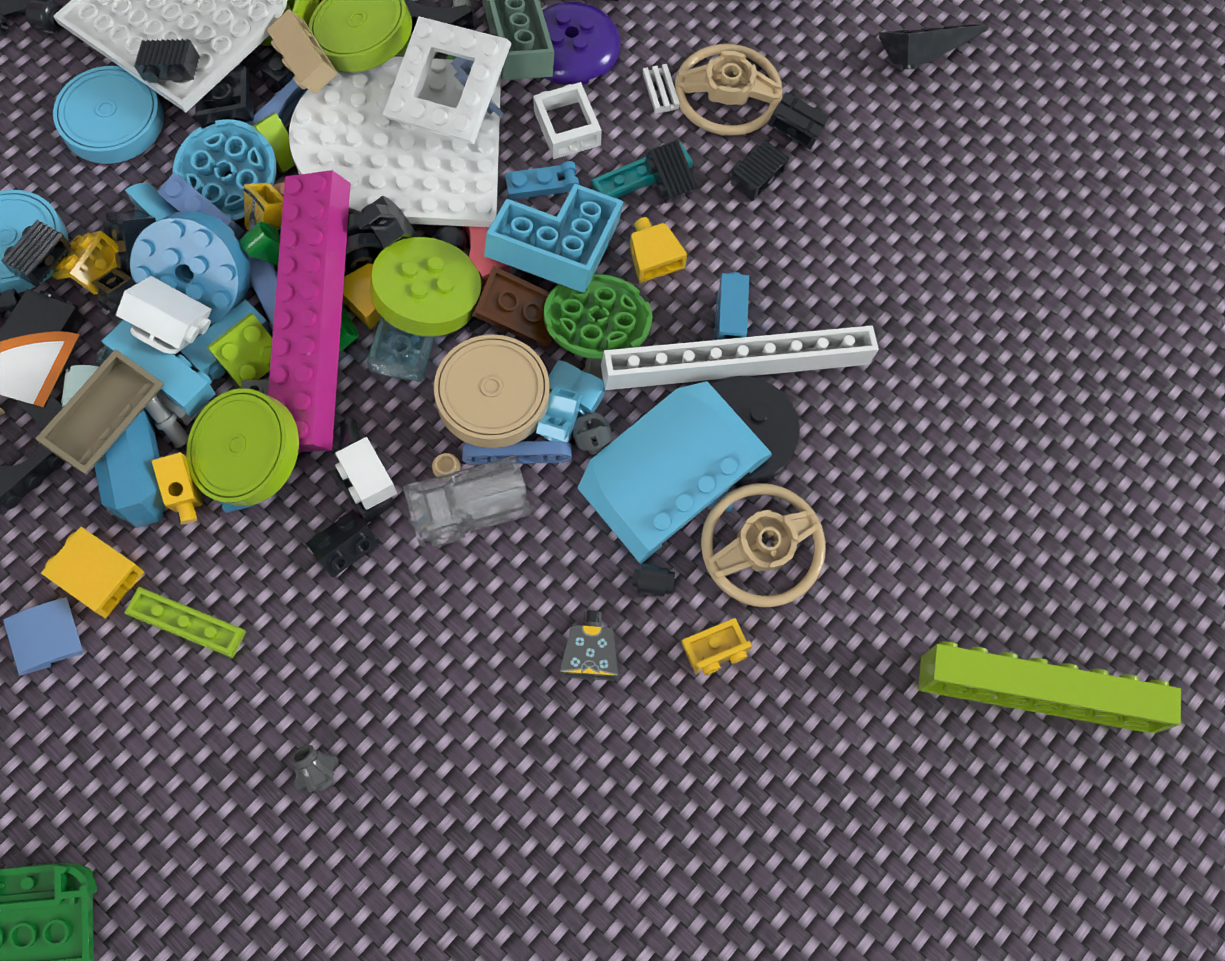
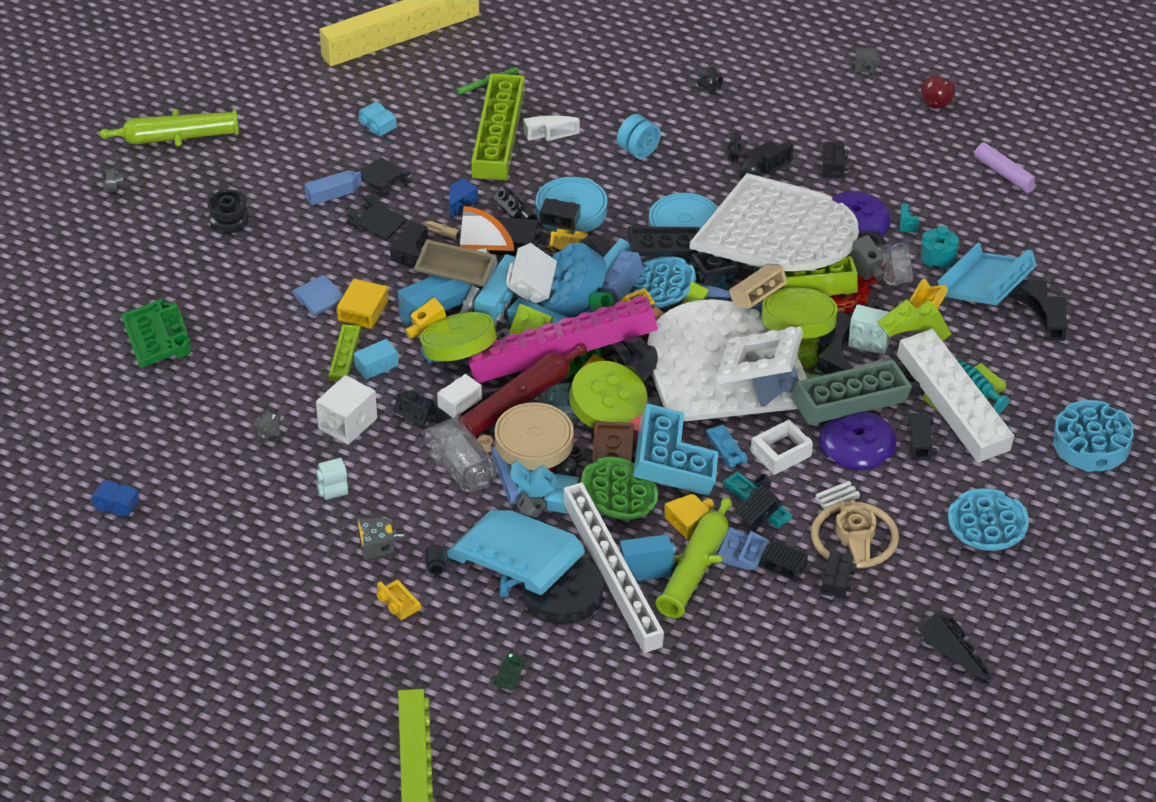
camera: 80 degrees right, 25 degrees down
(151, 142) = (661, 240): none -> black tile
(166, 60) = (718, 224): black brick -> none
(224, 577) = (376, 359): none -> medium azure brick
(325, 641) = (346, 409): none -> white brick
(383, 391) = (521, 390): none -> dark red piece
(468, 692) = (332, 479): none -> light aqua brick
(616, 154) = (763, 479): none -> black hinge
(722, 211) = (742, 549): none -> medium blue slope
(729, 254) = (694, 561): none -> lime piece
(750, 551) = (479, 607): tan piece -> none
(872, 529) = (509, 672): none -> clear green tile

